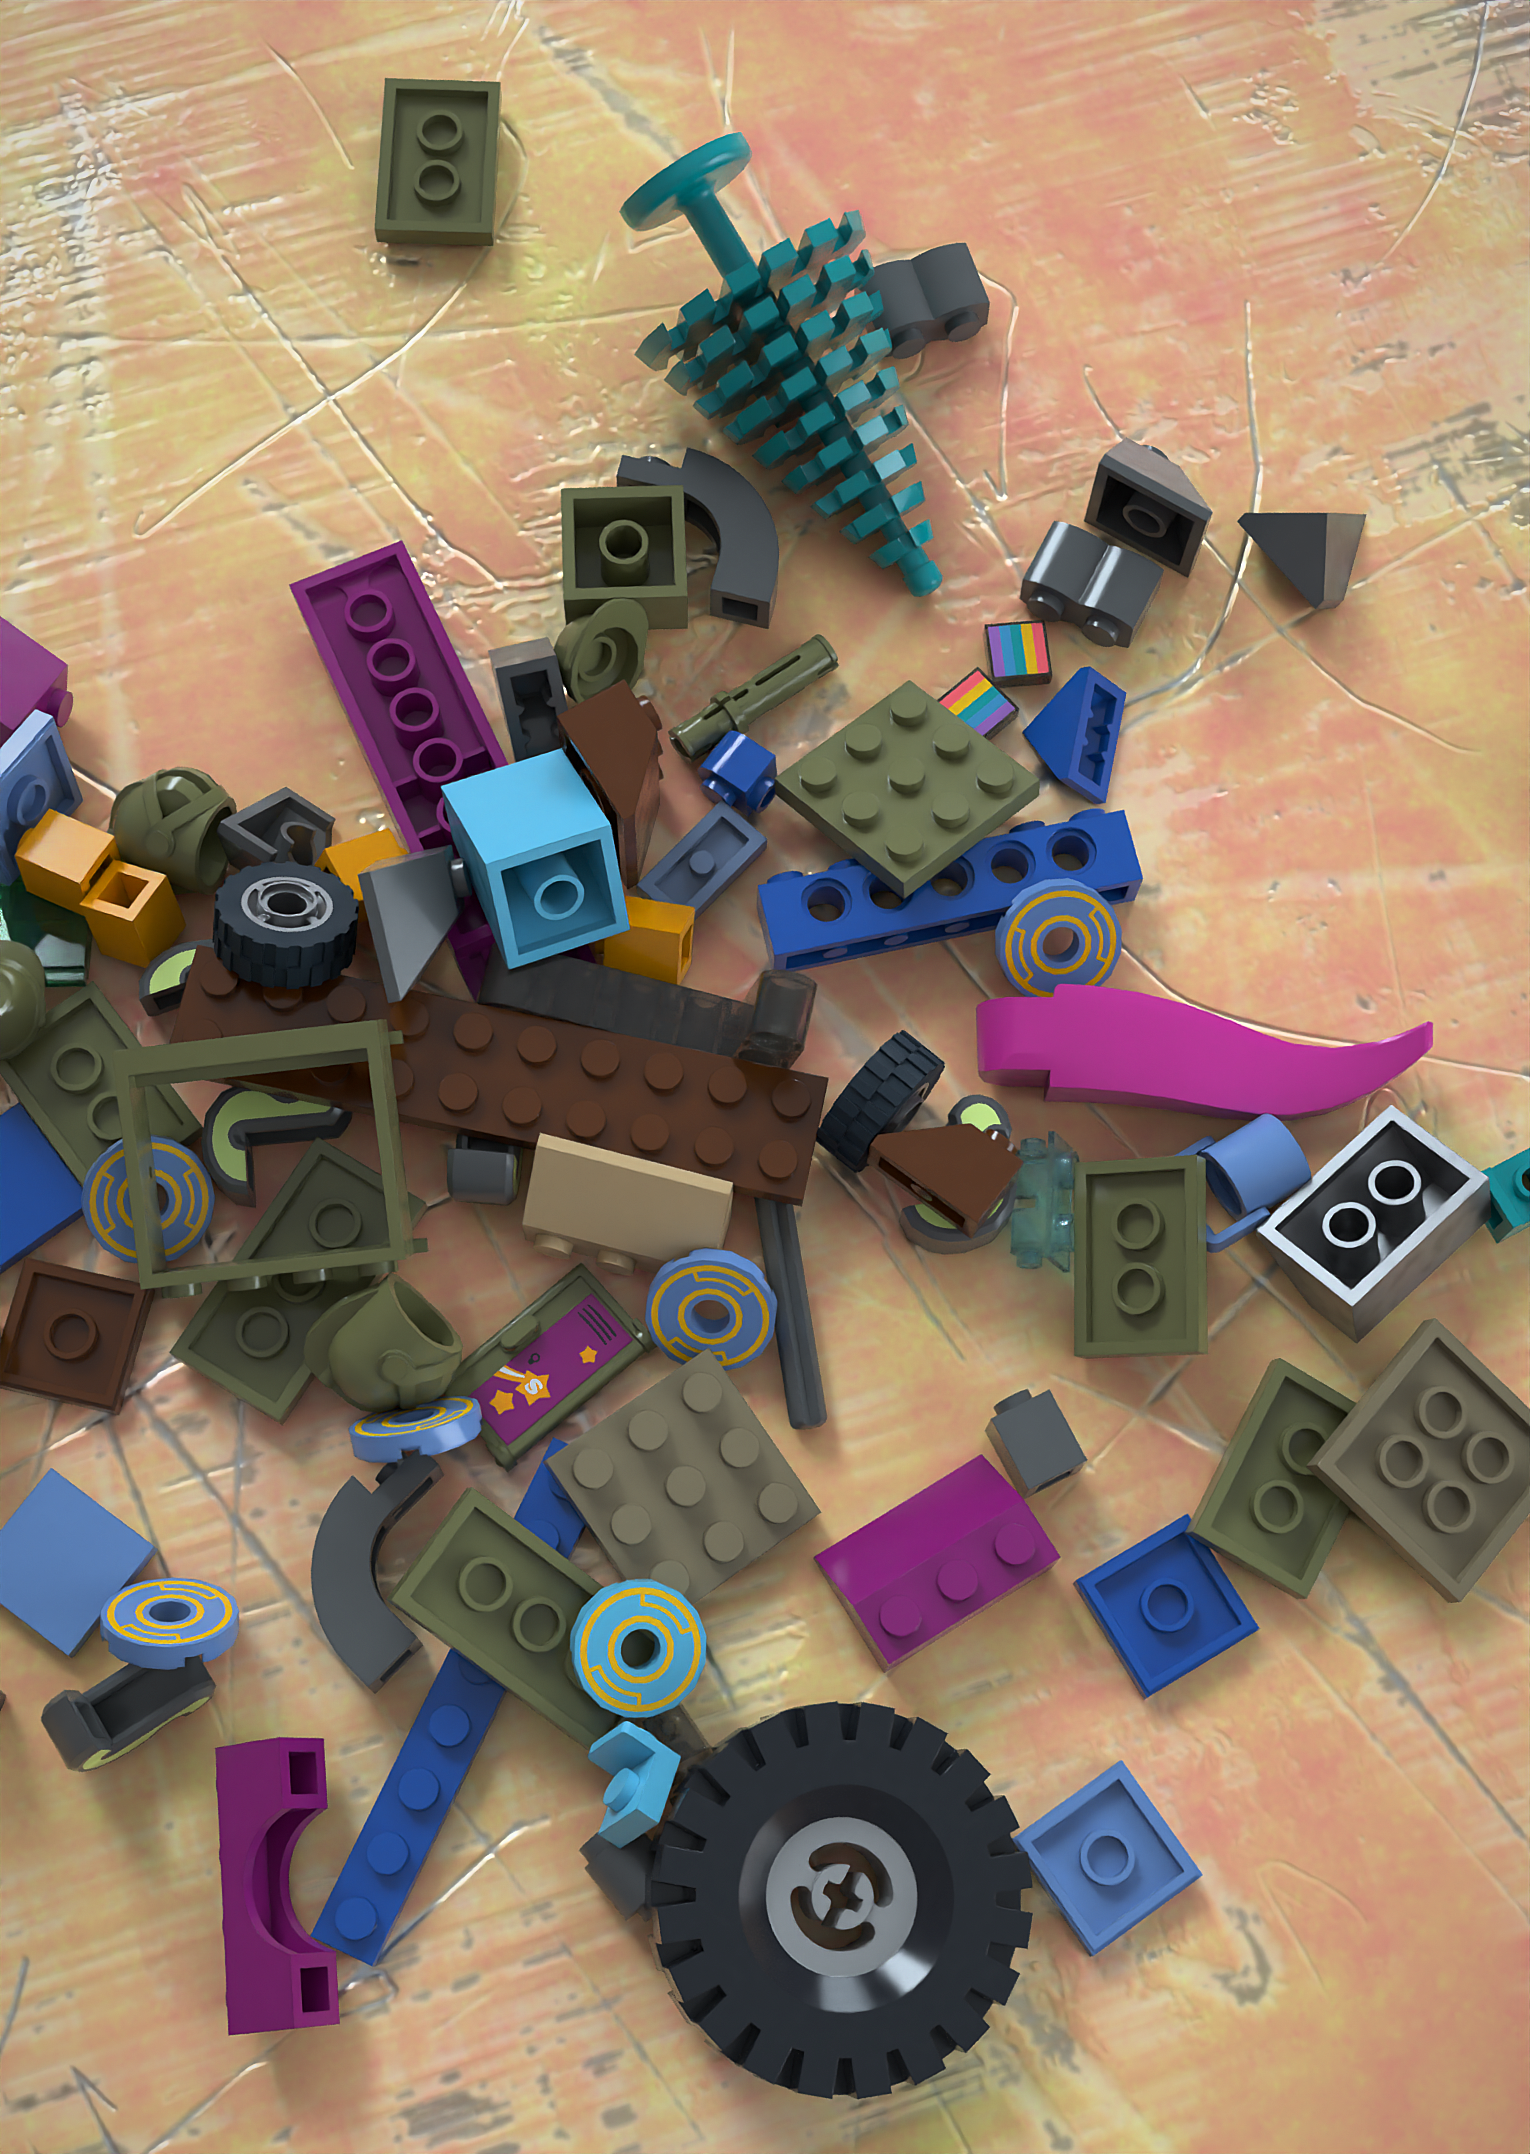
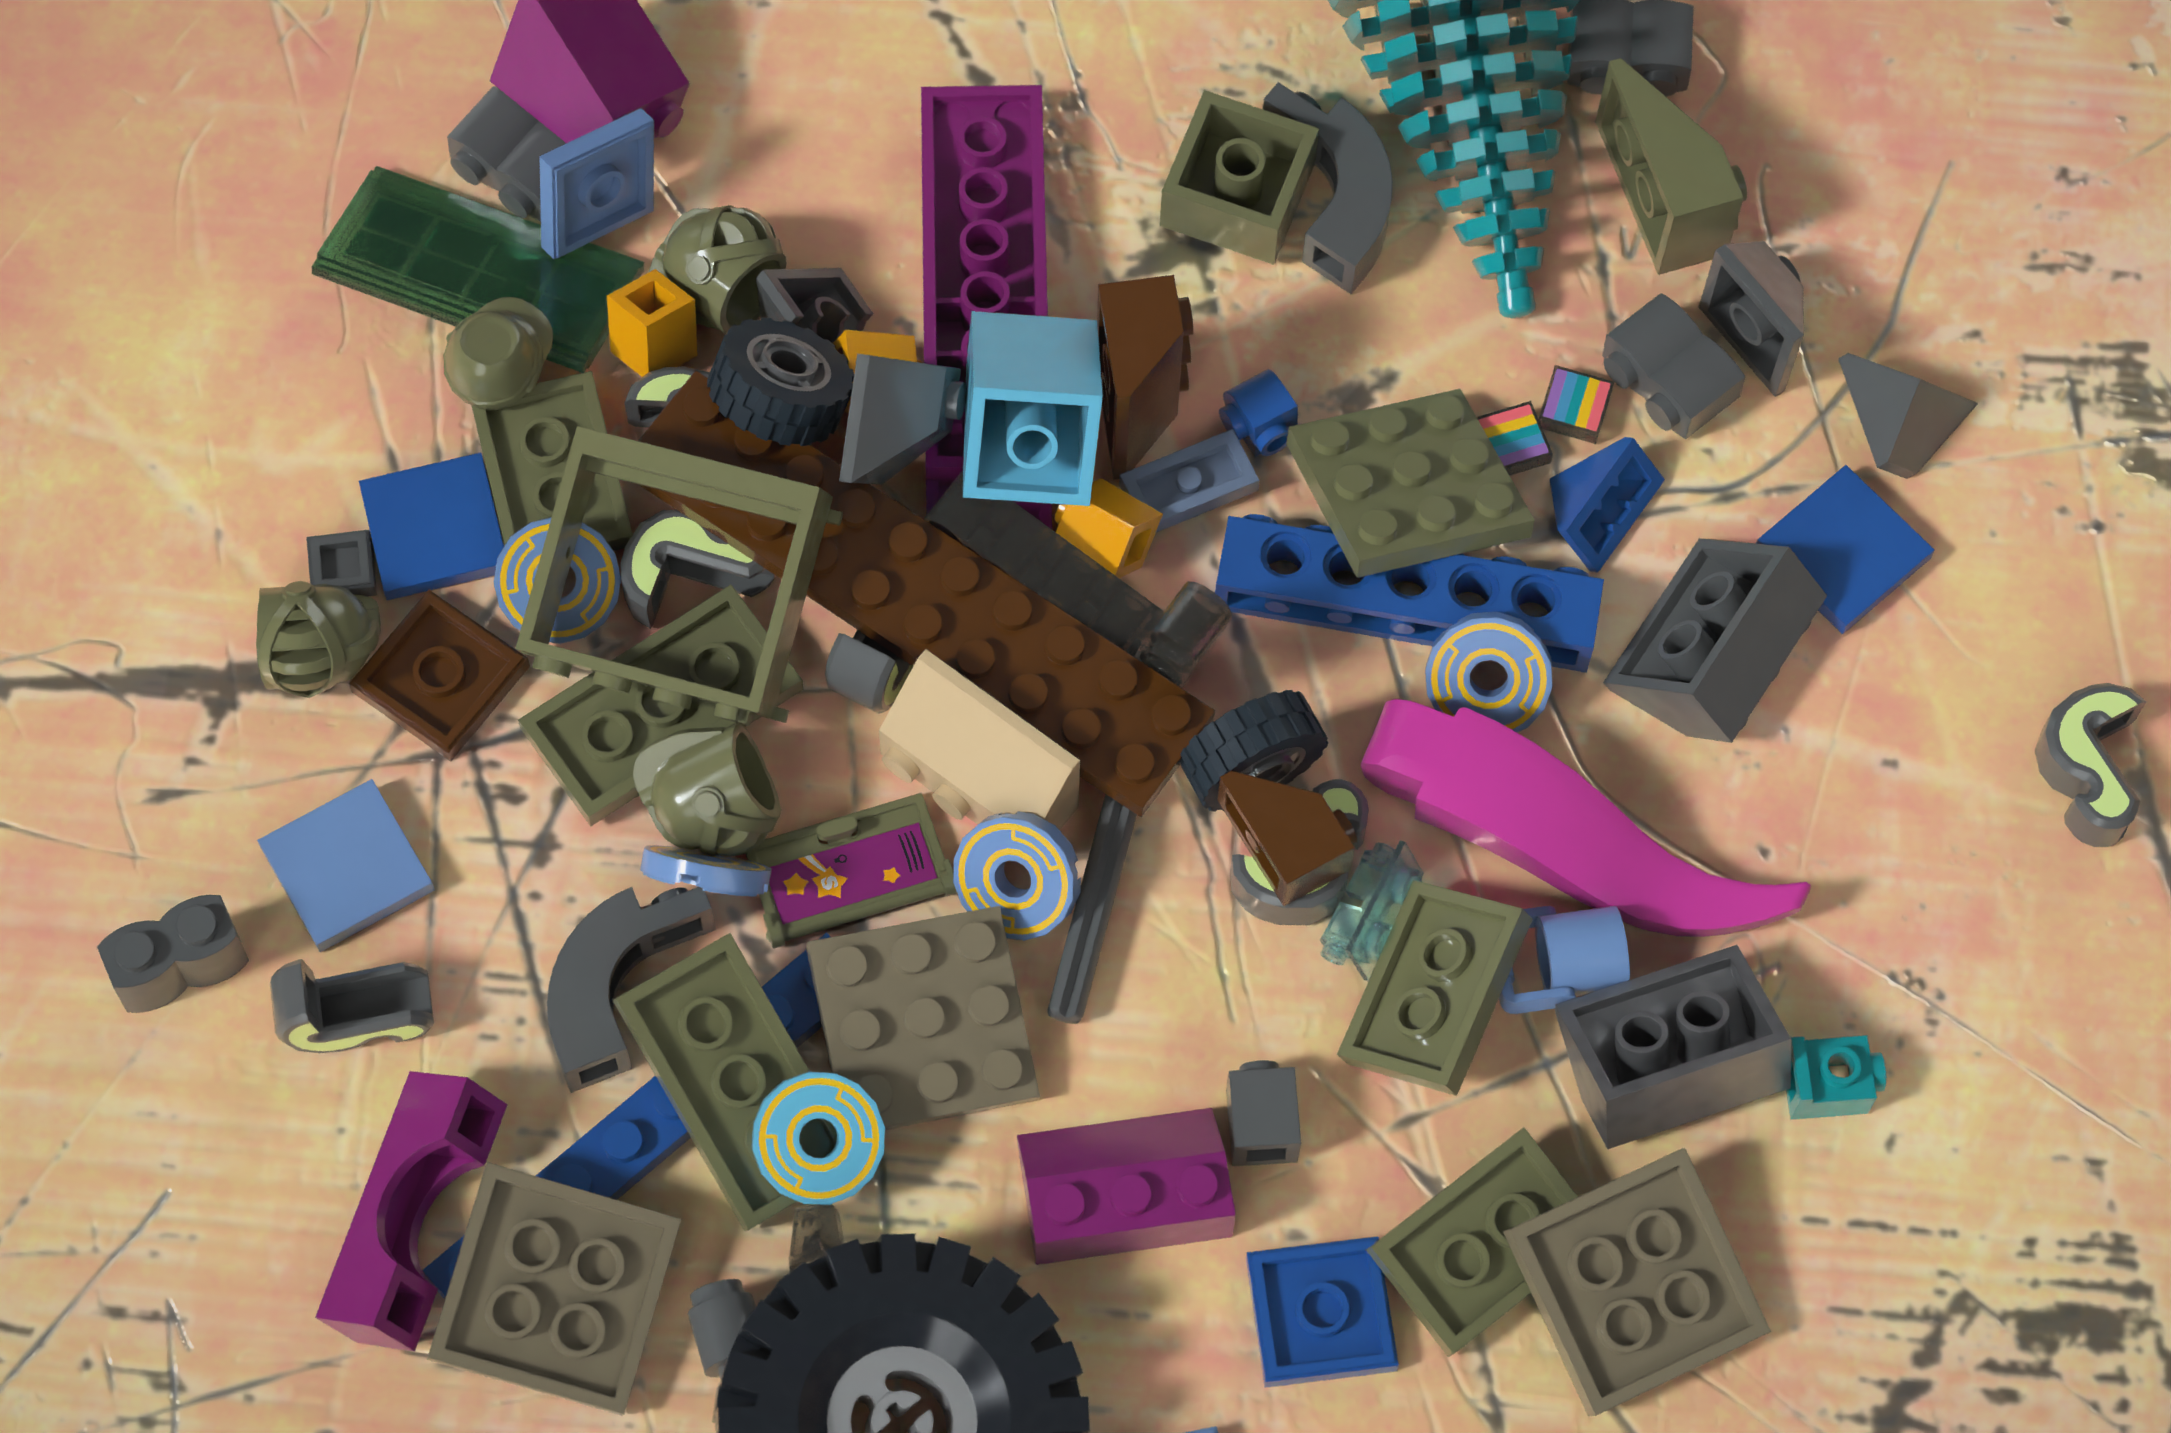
camera: 25 degrees right, 5 degrees down
(64, 859) = (611, 251): light orange brick -> none
(169, 1620) = (416, 944): medium blue tile -> none
(448, 1905) = (554, 1289): none -> dark tan plate
(529, 696) = (1096, 254): dark grey arch -> none
(602, 648) = (1184, 245): olive hat -> none
(640, 1784) = (770, 1246): medium azure bracket -> none
(753, 698) = (1306, 350): olive pin -> none
(1011, 404) = (1669, 171): none -> olive slope
(1241, 822) = (1717, 637): none -> dark grey slope
(1313, 695) = (1850, 546): none -> blue tile

